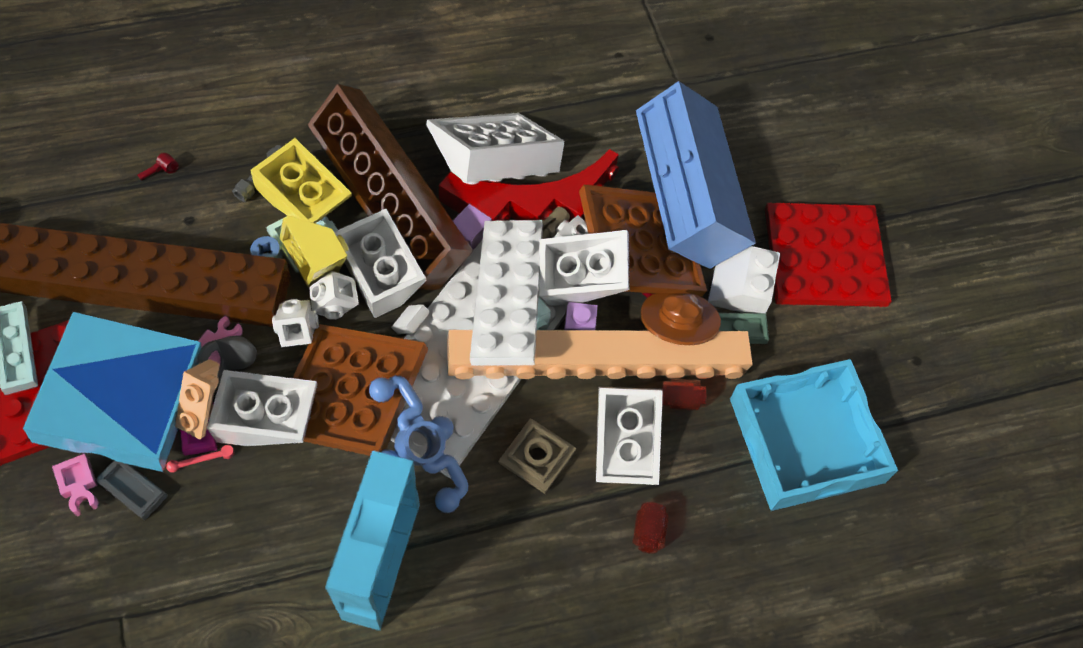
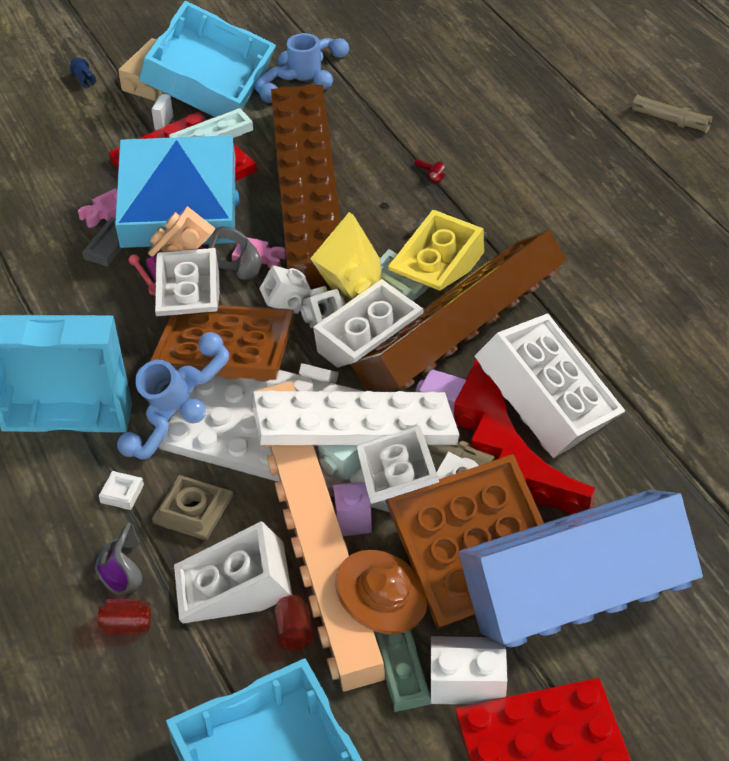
camera: 85 degrees right, 15 degrees down
(497, 517) = (121, 490): none -> white tile
(605, 526) = (119, 571): none -> dark grey piece

